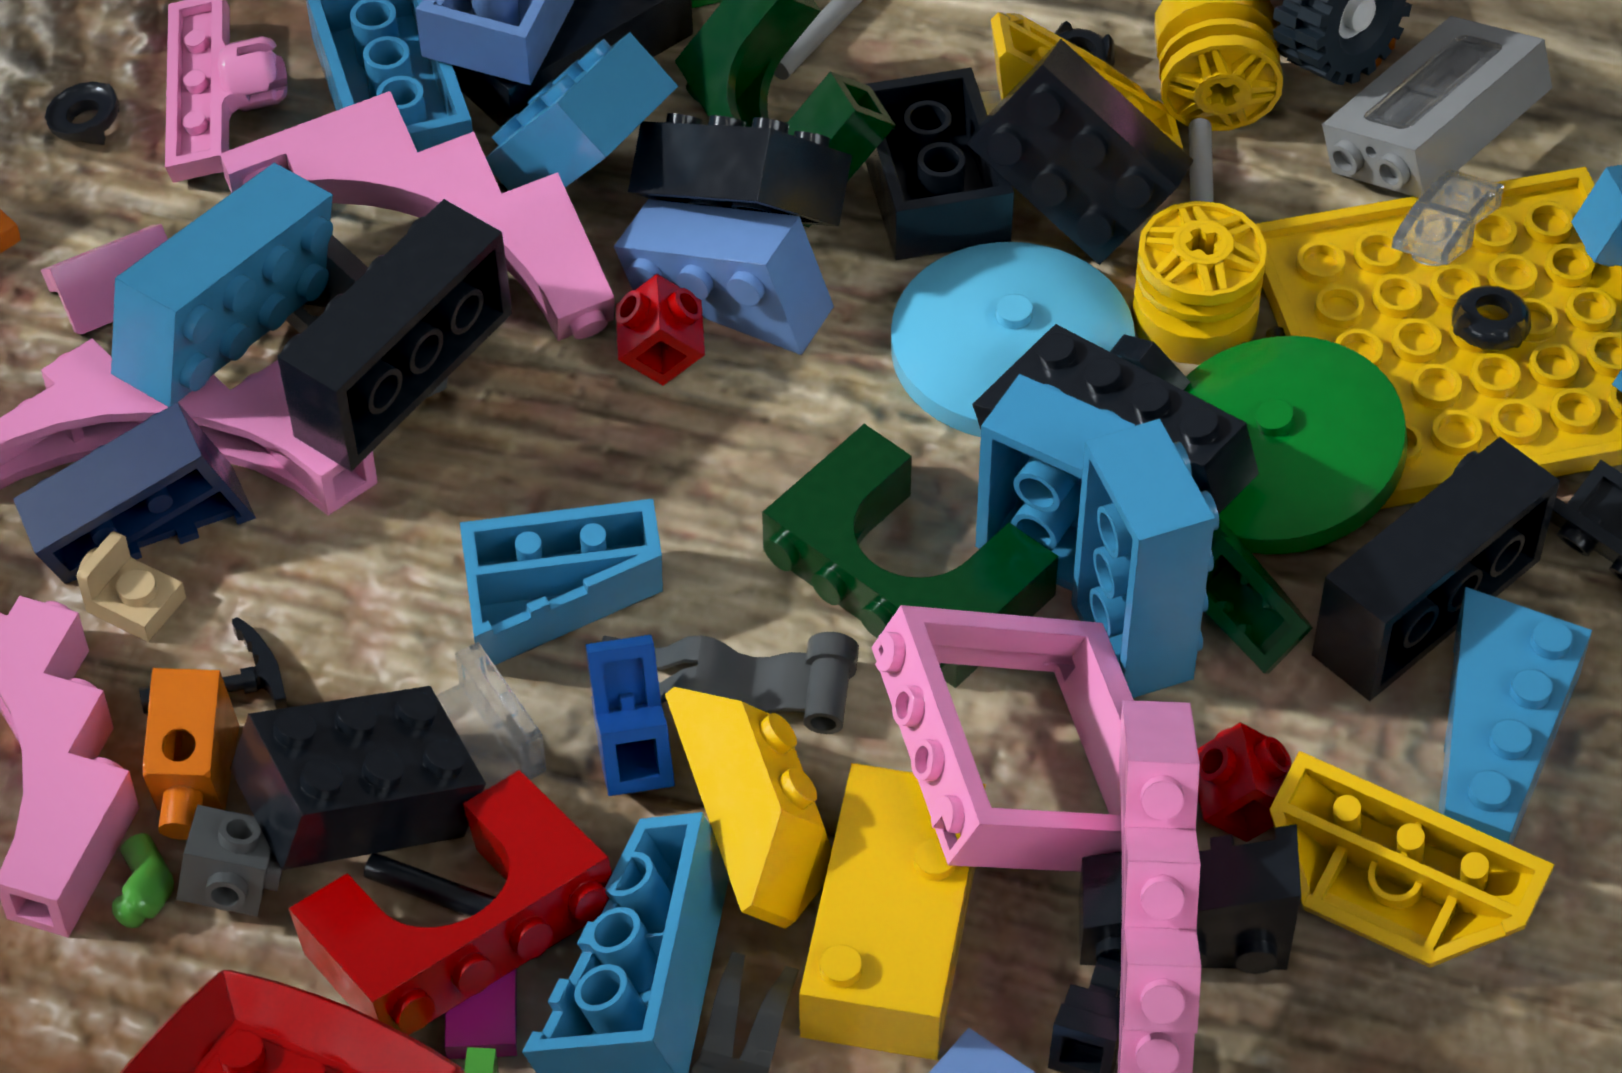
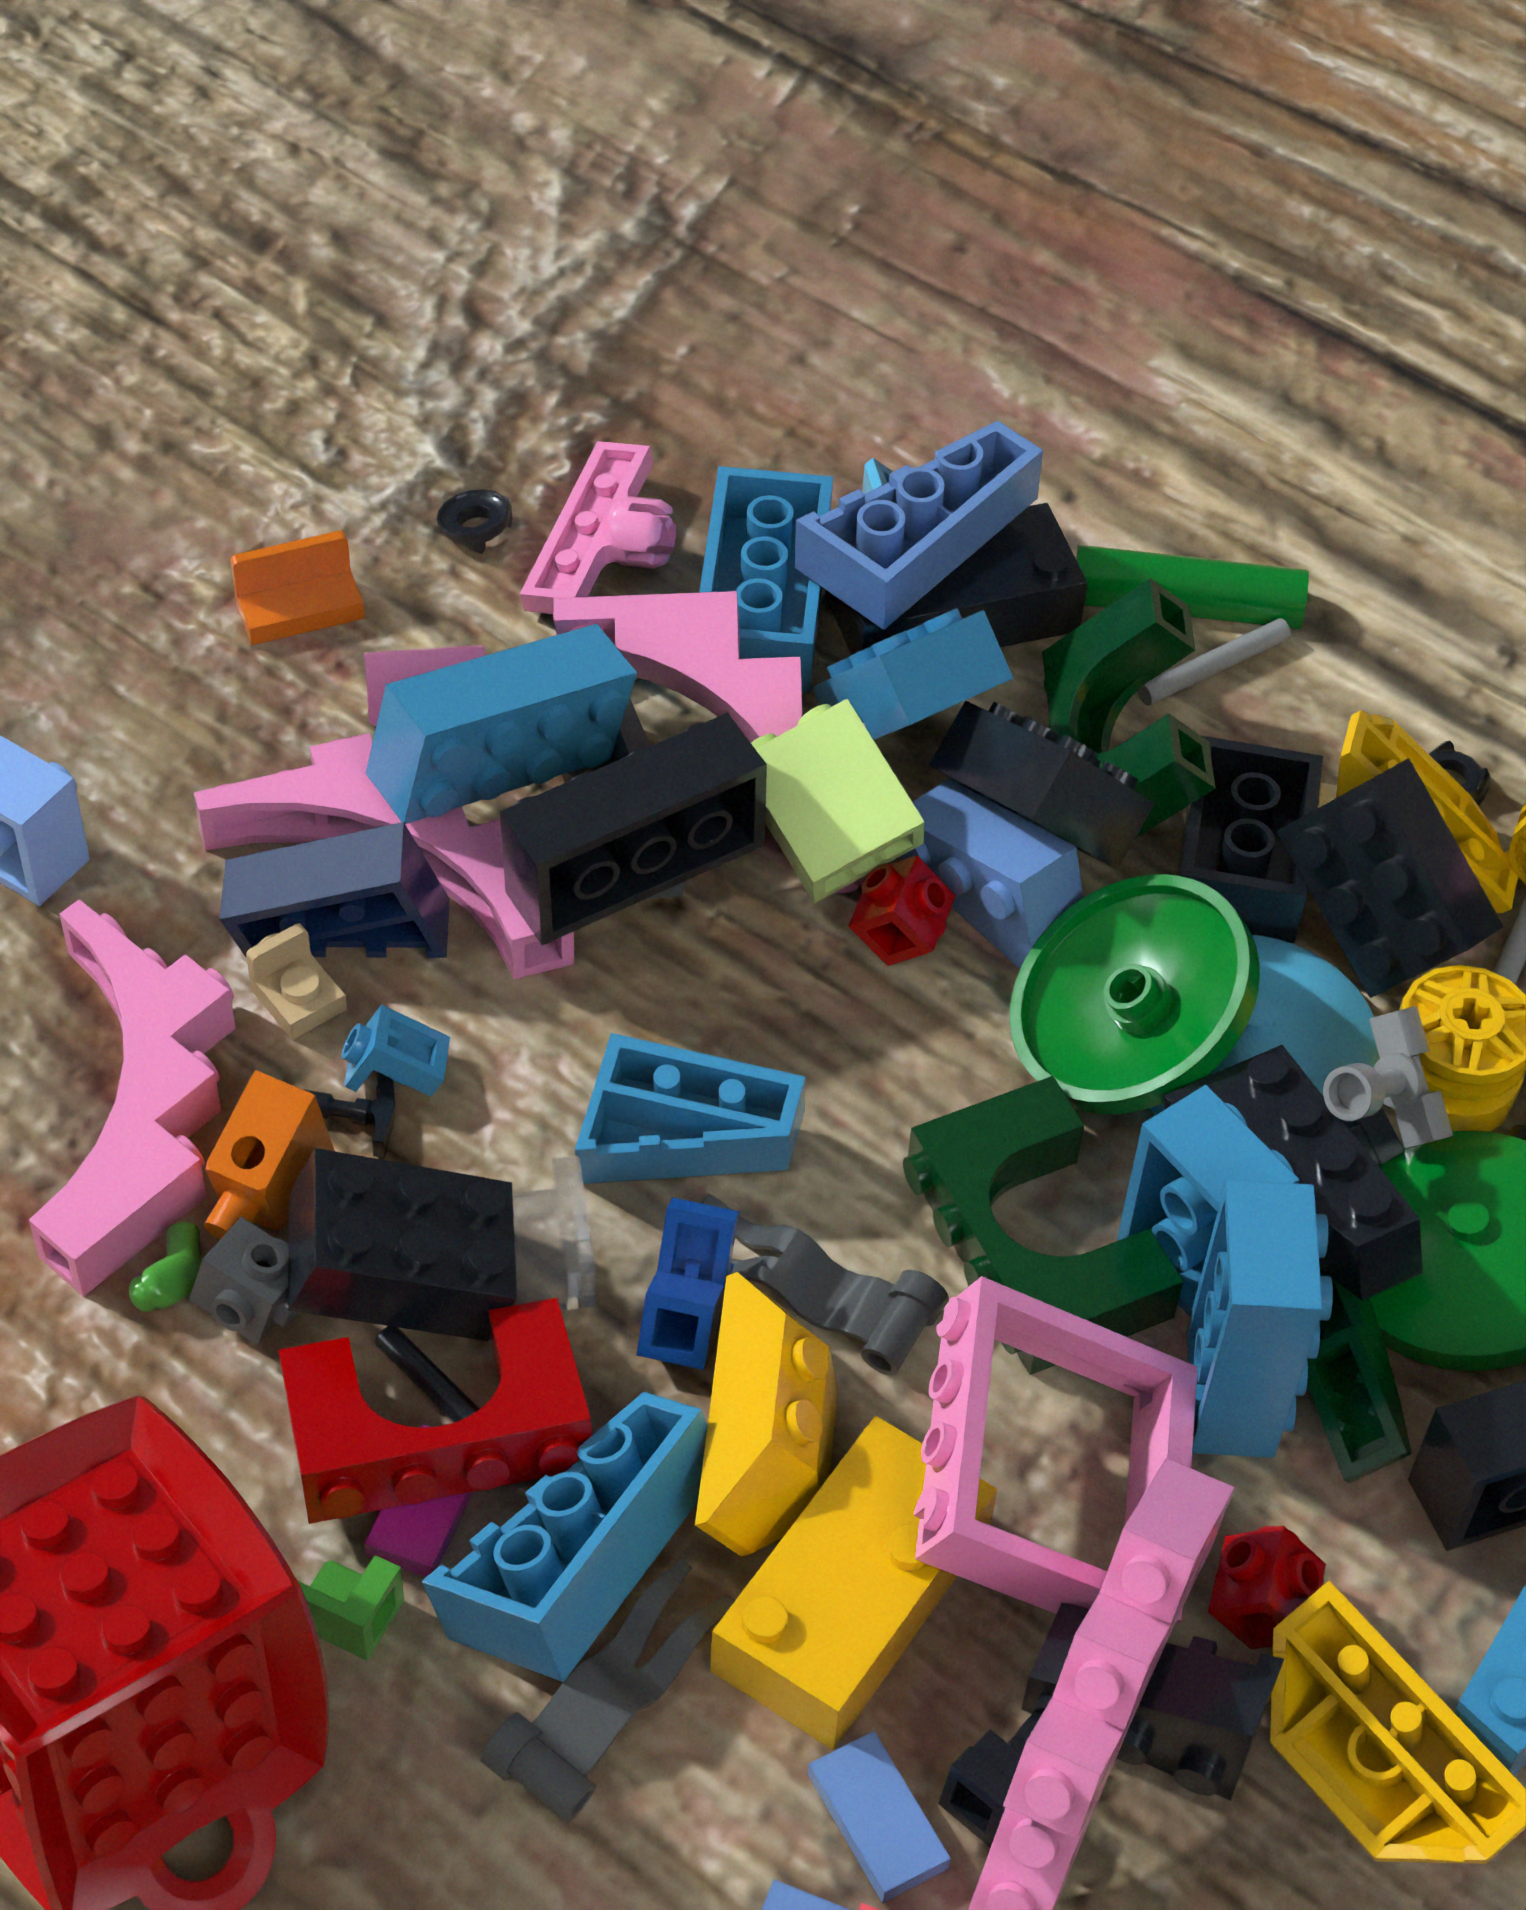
camera: 20 degrees right, 0 degrees up
(257, 611) = (398, 1049): none -> dark azure bracket
(566, 249) = (835, 800): none -> yellowish green brick
(904, 326) = (1135, 993): none -> green dish
(1163, 322) = (1394, 1080): none -> light grey bar

